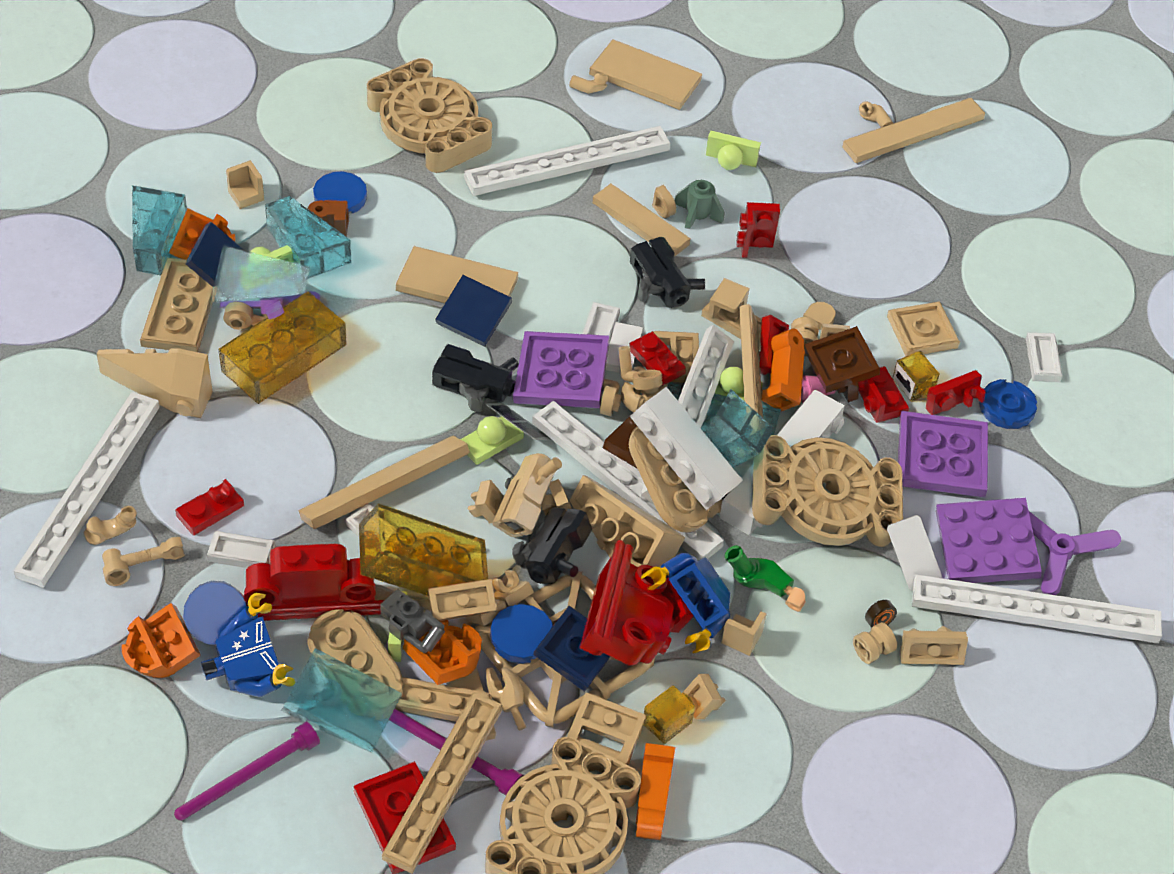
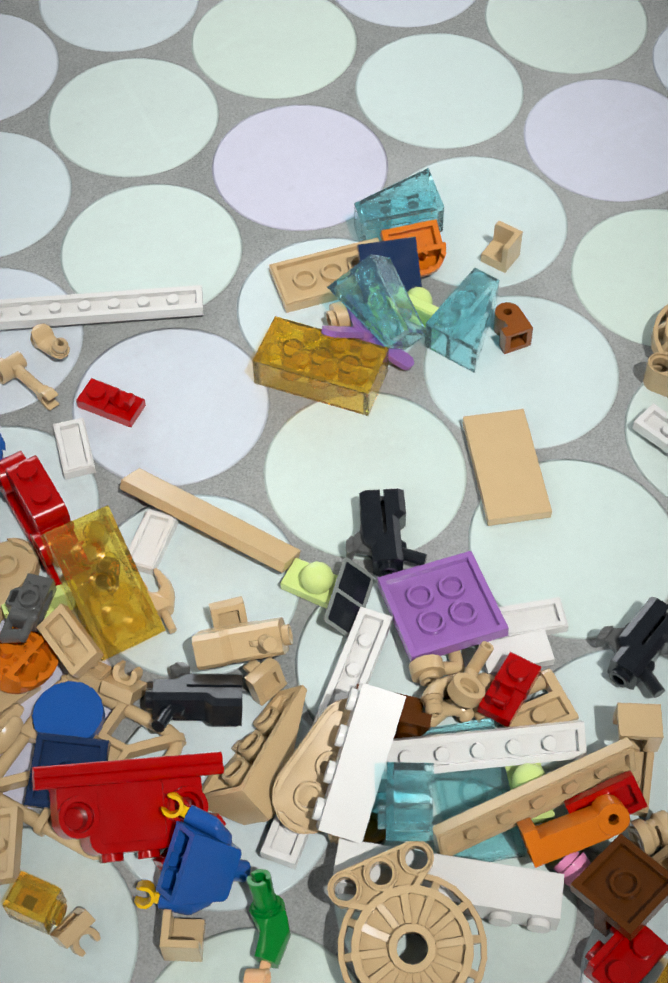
camera: 70 degrees right, 5 degrees up
(173, 378) = (225, 304): tan wedge -> none
(341, 187) = (554, 322): blue tile -> none
(473, 310) = (470, 495): dark blue tile -> none

